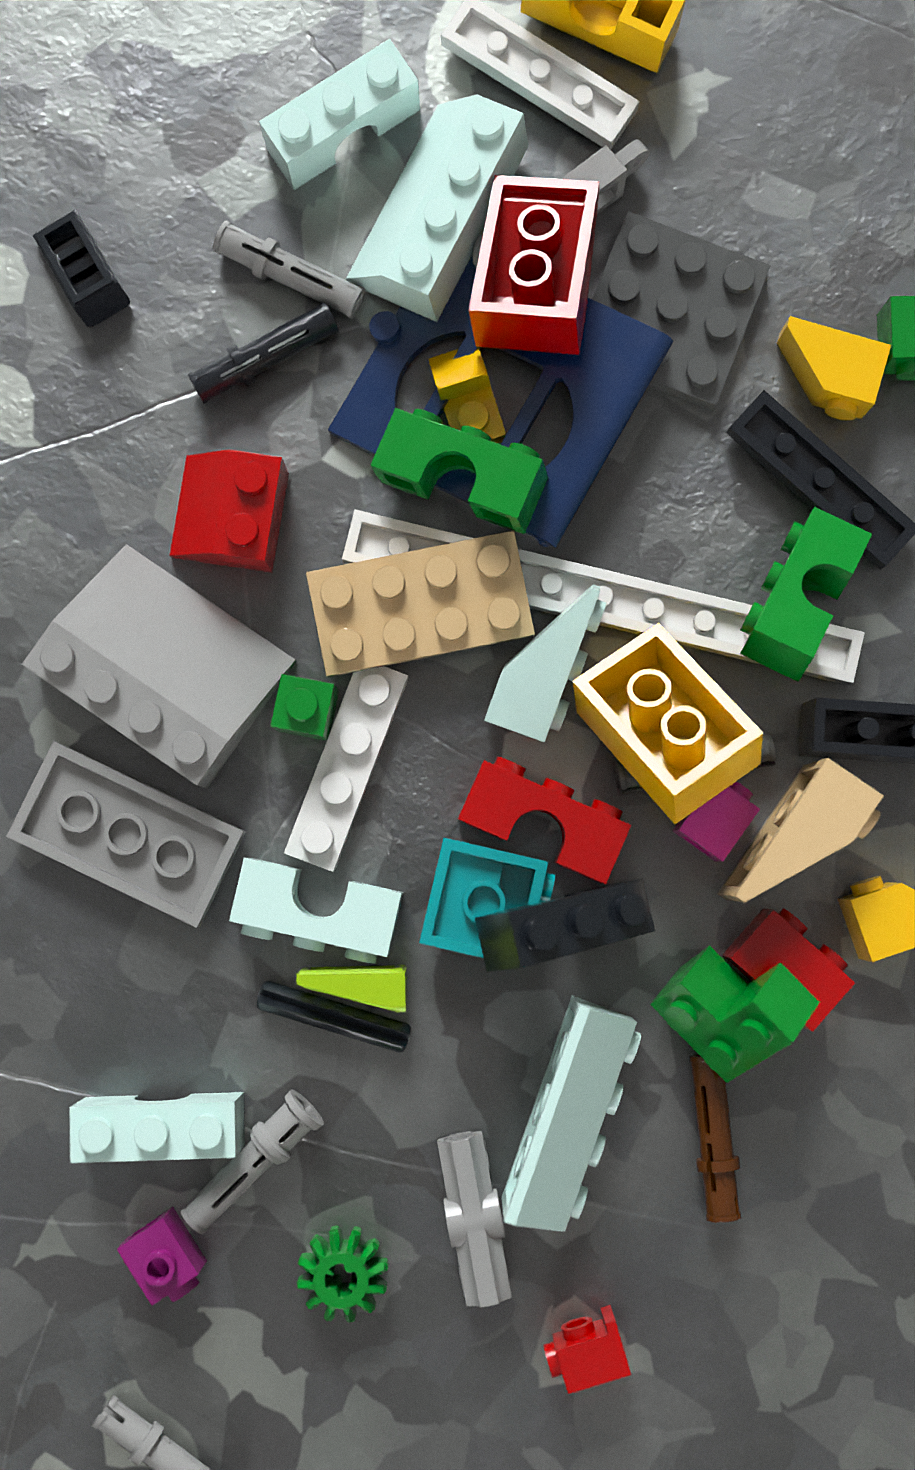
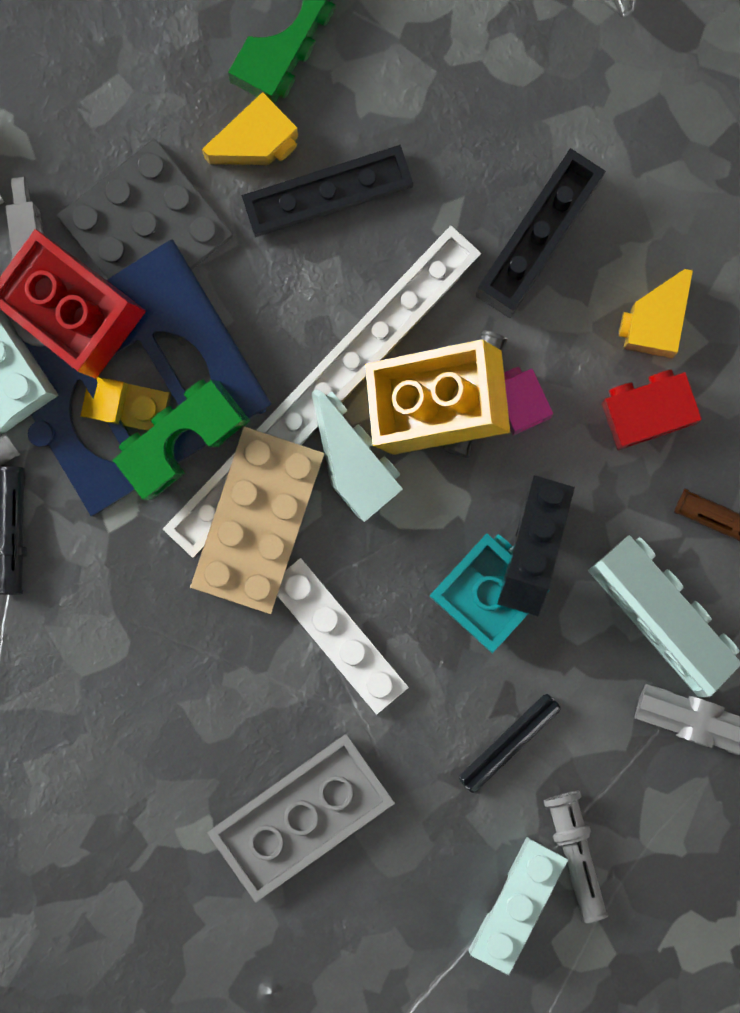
camera: 65 degrees left, 0 degrees up
(160, 665) = (194, 726): light grey slope -> none
(163, 1257) = (609, 951): magenta brick -> none
(230, 509) = (110, 619): red slope -> none
(270, 903) = (457, 687): light aqua arch -> none
(304, 707) = (283, 641): green brick -> none
(329, 1286) = (683, 819): green gear -> none
(371, 984) = (502, 704): lime slope -> none
(589, 834) = (484, 494): red arch -> none
(730, 1020) = (661, 471): green brick -> none
(788, 626) = (418, 278): green arch -> none
(812, 820) = (560, 339): tan slope -> none

